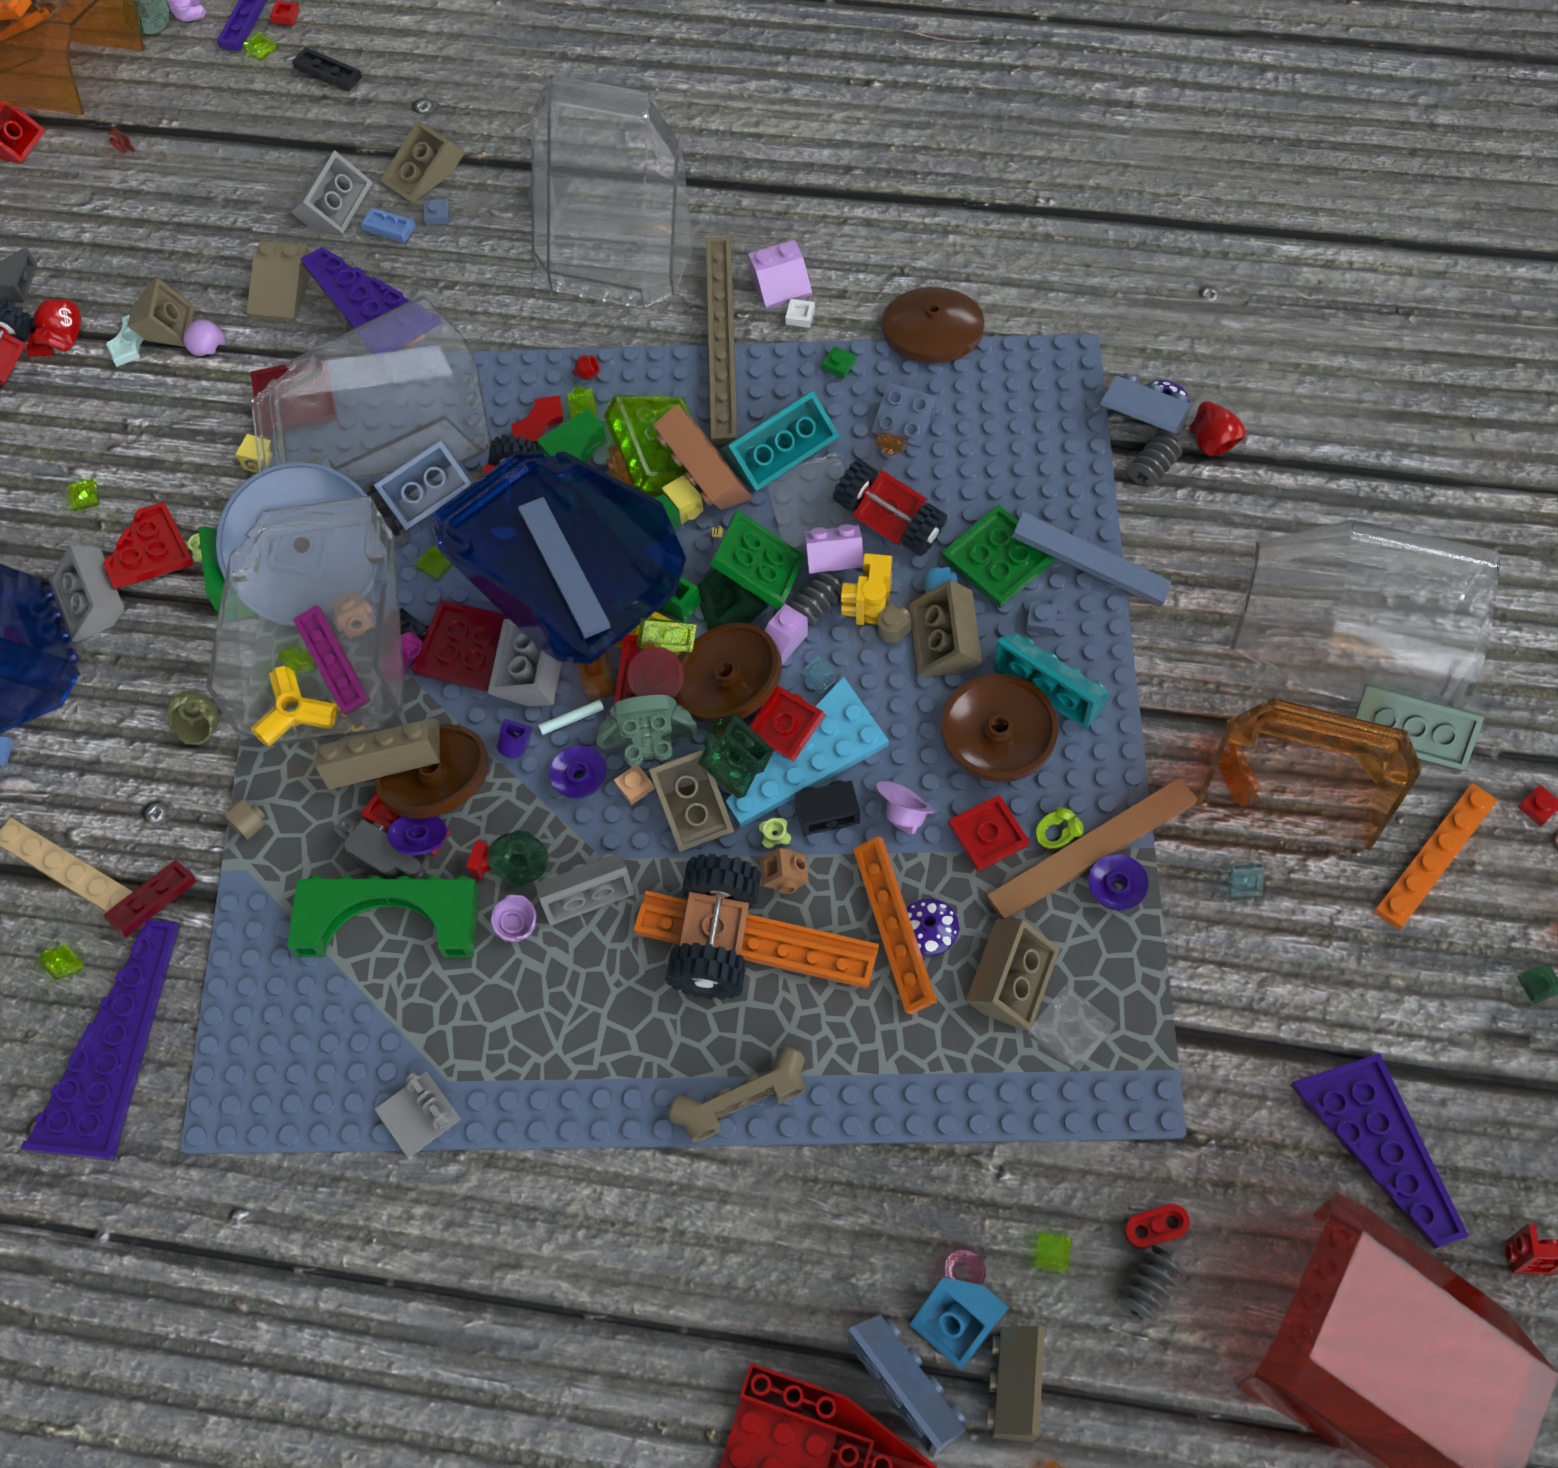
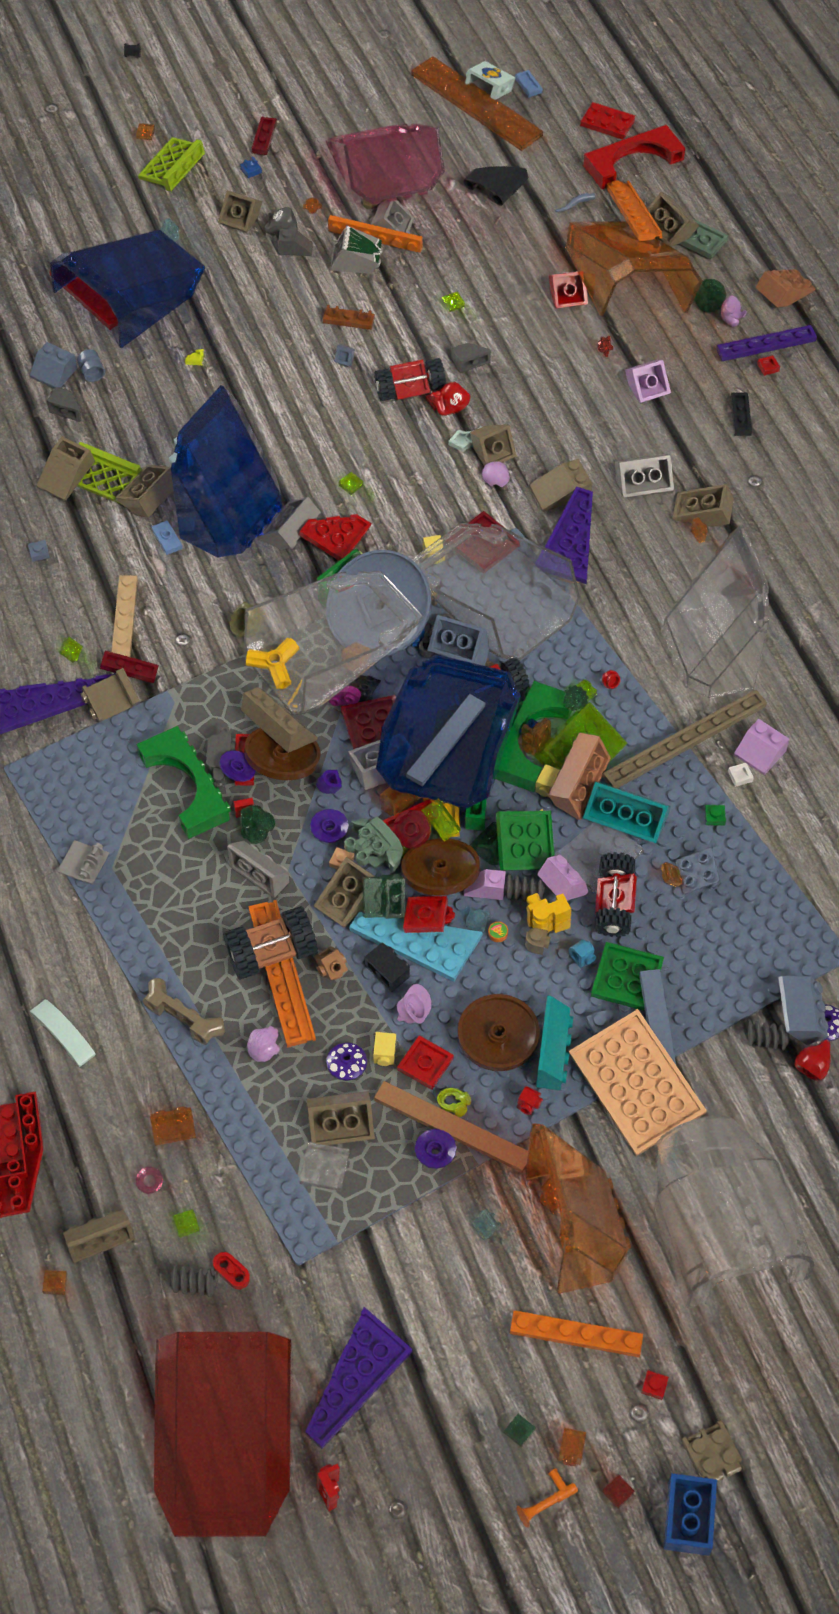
camera: 55 degrees right, 5 degrees down
(179, 945) = (110, 696): none -> dark tan panel
(206, 125) = (648, 380): none -> lavender slope
(245, 819) = (199, 681): dark tan plate -> none
(259, 46) = (731, 369): clear neon green plate -> none
(297, 659) = (305, 646): clear neon green tile -> none
(331, 660) = (316, 659): magenta plate -> none
(388, 225) = (645, 516): medium blue plate -> none
(436, 211) = (675, 536): sand blue plate -> none
(449, 184) = (699, 530): none -> clear orange plate
(513, 918) = (217, 843): lavender hair -> none
(543, 416) = (561, 676): red tile -> none
(571, 717) = (364, 804): light aqua piece -> none
(598, 407) = (575, 698): none -> clear green piece
(663, 1277) = (63, 1031): none -> light aqua slope
(769, 827) = (355, 943): yellowish green plate -> none
(850, 1015) = (263, 1044): none -> lavender hair
(851, 660) = (498, 931): none -> tile
(894, 926) = (333, 1039): orange plate -> none
(900, 1197) = (172, 1125): none -> clear orange bracket
(905, 1384) = (64, 1173): sand blue slope -> none
(933, 324) = (785, 854): reddish brown dish -> none
(943, 870) = (384, 1048): none -> light yellow brick
(945, 631) = (551, 972): dark tan slope -> none
(958, 1318) = (120, 1189): dark azure slope -> none
(1107, 744) = (529, 1100): none -> red plate
(1147, 616) = (636, 1081): none -> light nougat plate
(1435, 729) = (659, 1278): sand green plate -> none

